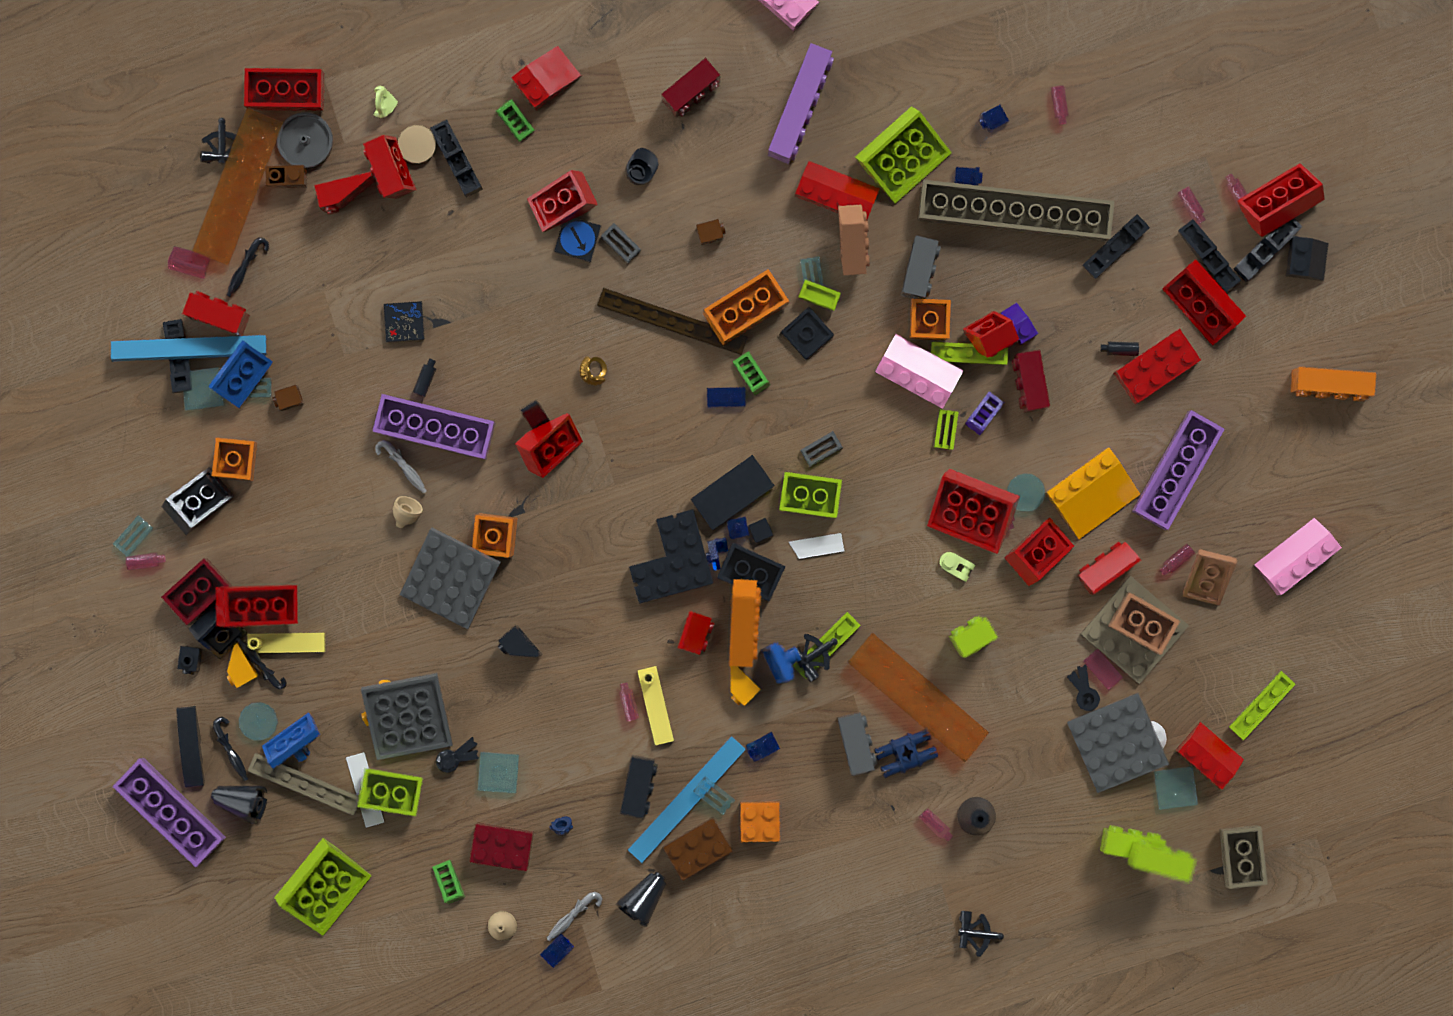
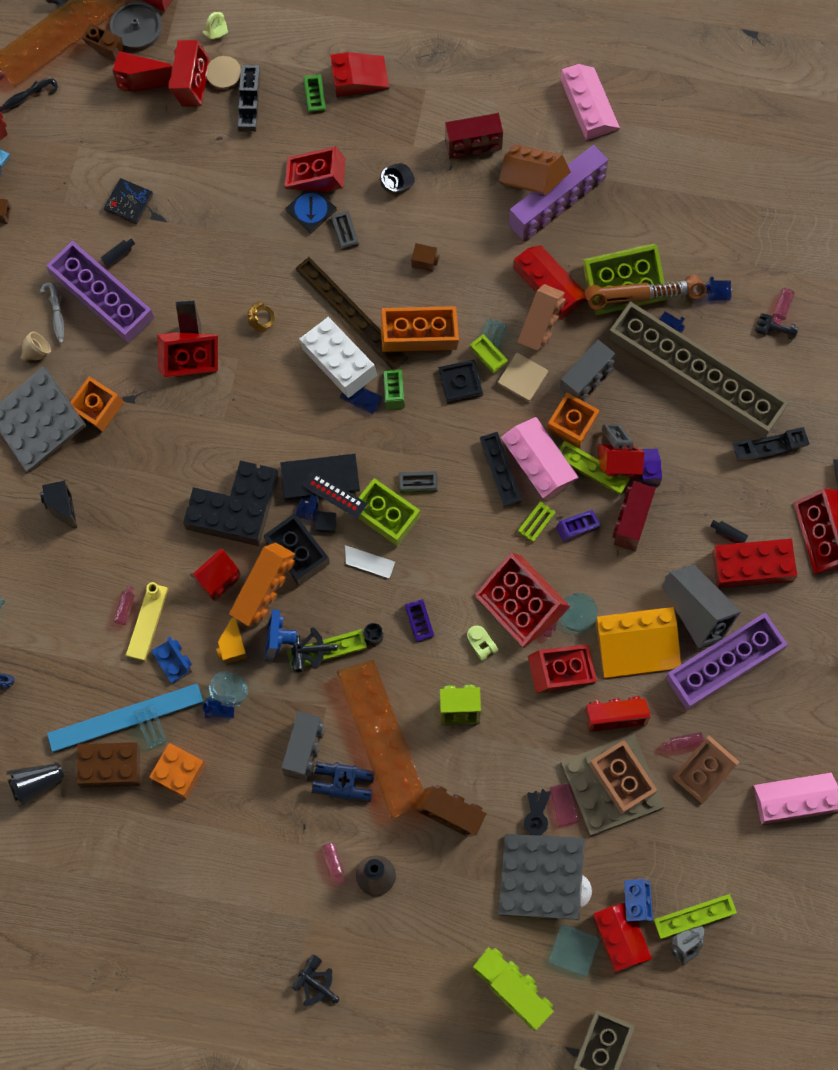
camera: 30 degrees right, 15 degrees down
(638, 786) = (88, 679): black brick -> none
(687, 373) = (338, 357): none -> white brick
(698, 728) = (172, 661): none -> blue bracket
(716, 546) = (276, 515): clear blue bracket -> none
(757, 504) = (334, 494): none -> black sticker
(762, 727) = (228, 688): none -> clear light blue tile
(767, 98) = (533, 169): none -> dark orange slope
(860, 610) = (371, 631): none -> black wheel
(861, 299) = (523, 377): none -> tan tile
(879, 564) = (408, 606): none -> dark purple slope
(888, 398) = (500, 469): none -> black plate
(892, 189) = (643, 292): none -> dark orange piece
(974, 314) = (618, 436): none -> dark grey tile
(1013, 730) = (451, 811): none -> reddish brown brick
(1055, 129) = (768, 324): none -> black hinge
(1129, 432) = (700, 605): none -> dark grey slope
(1209, 719) = (638, 900): none -> blue bracket
(1268, 733) = (687, 945): none -> dark grey hand

